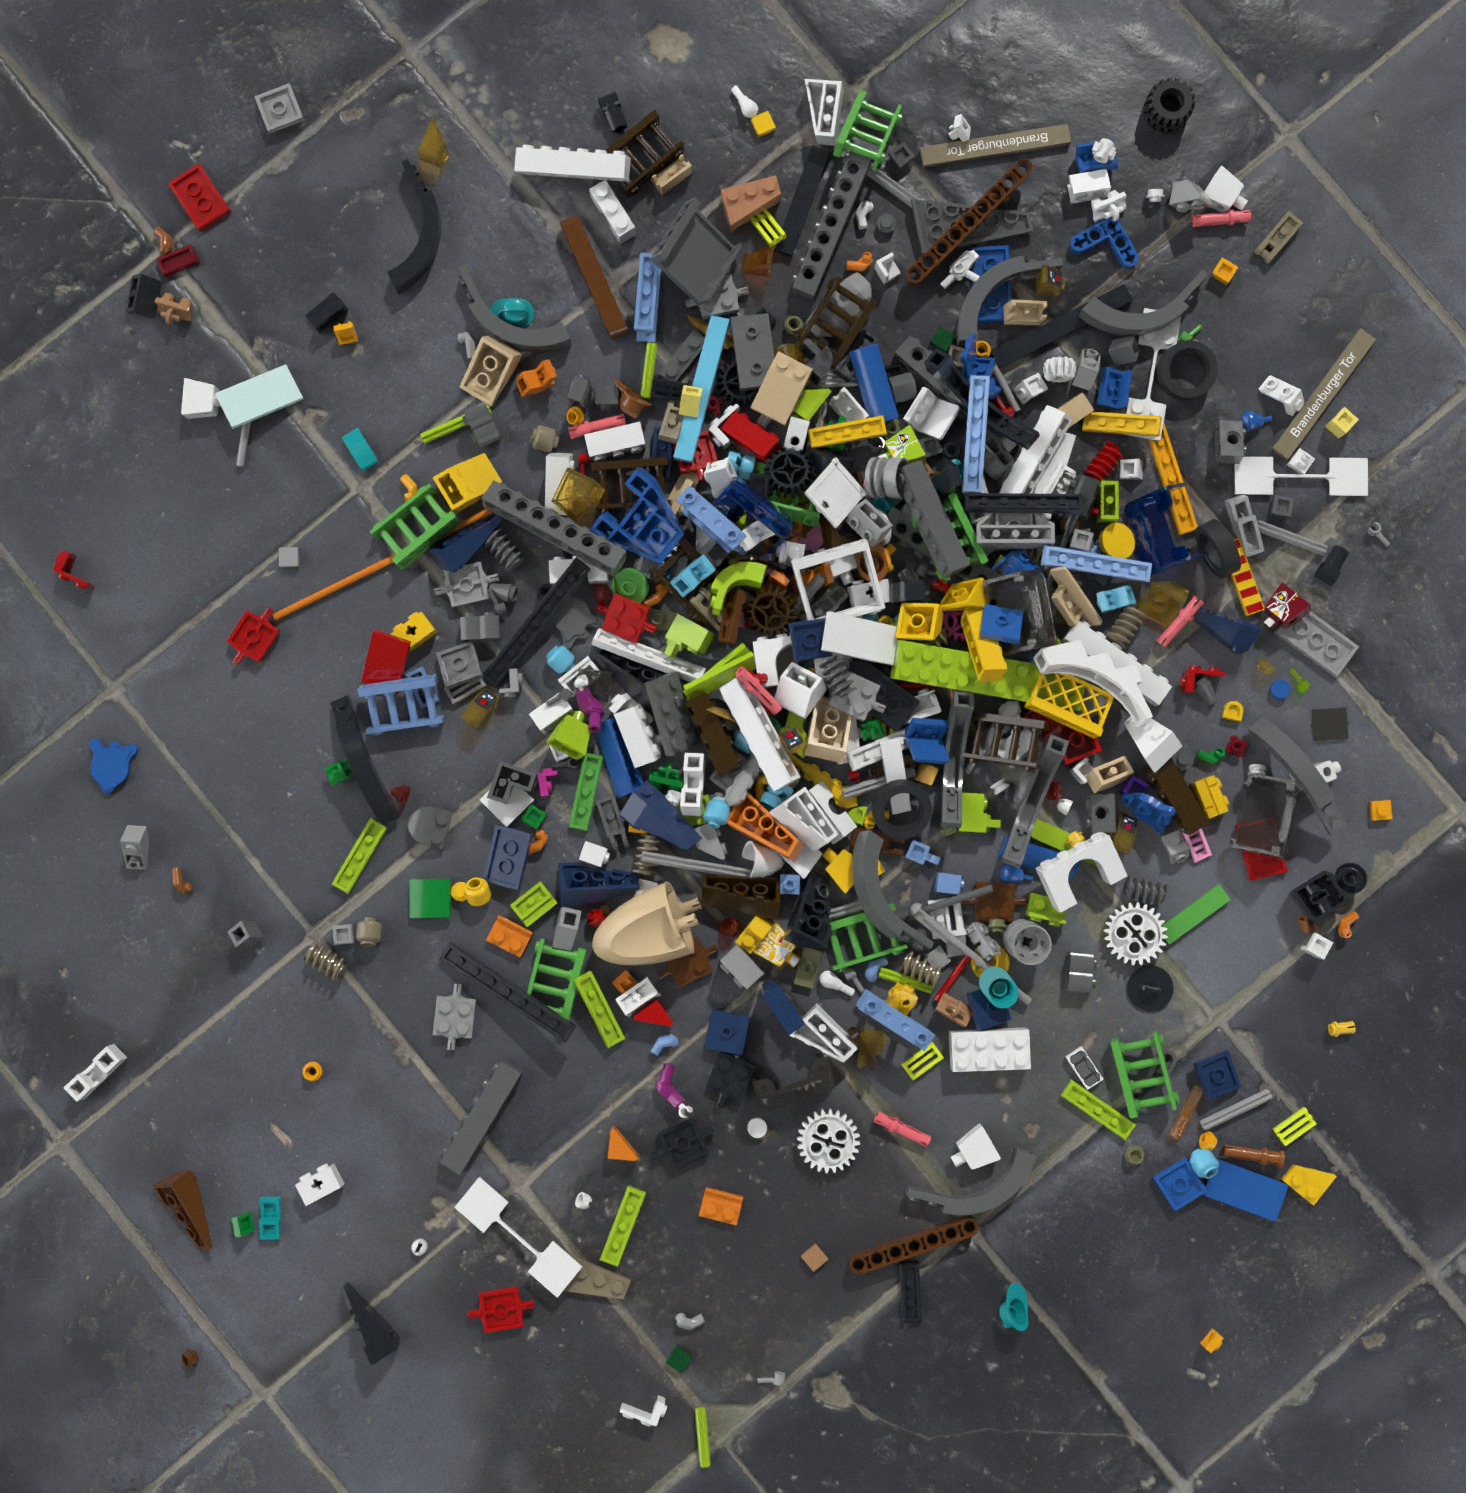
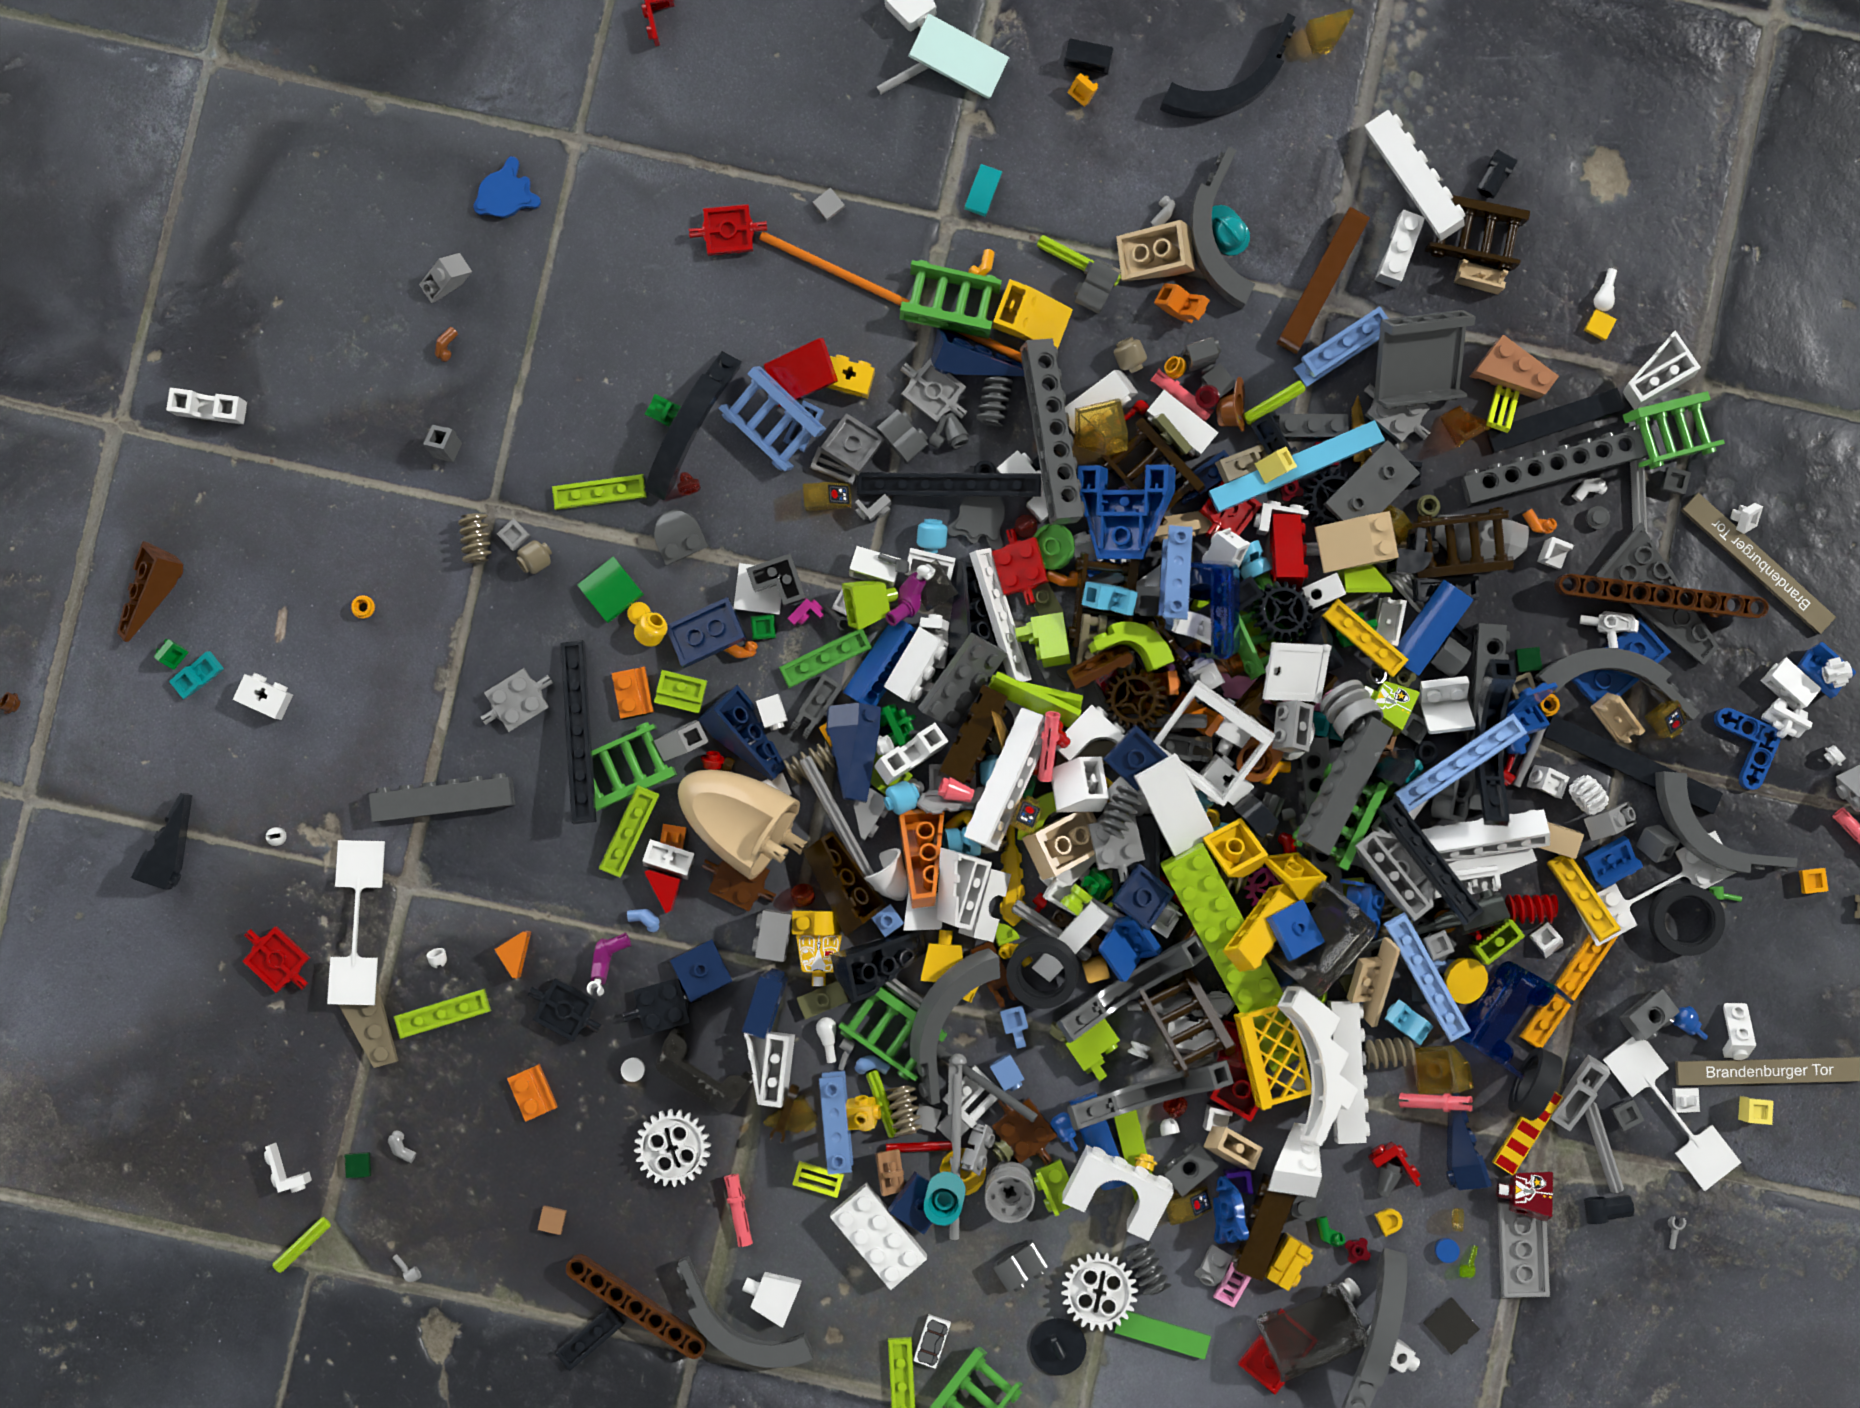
camera: 55 degrees right, 0 degrees up
(611, 410) = (1207, 396): none -> dark red tile
(617, 453) = (1171, 434): none -> olive plate
(739, 774) = (954, 790): none -> coral cone
(871, 750) = (1076, 899): none -> lime wheel
(903, 706) = (1143, 897): none -> dark blue plate

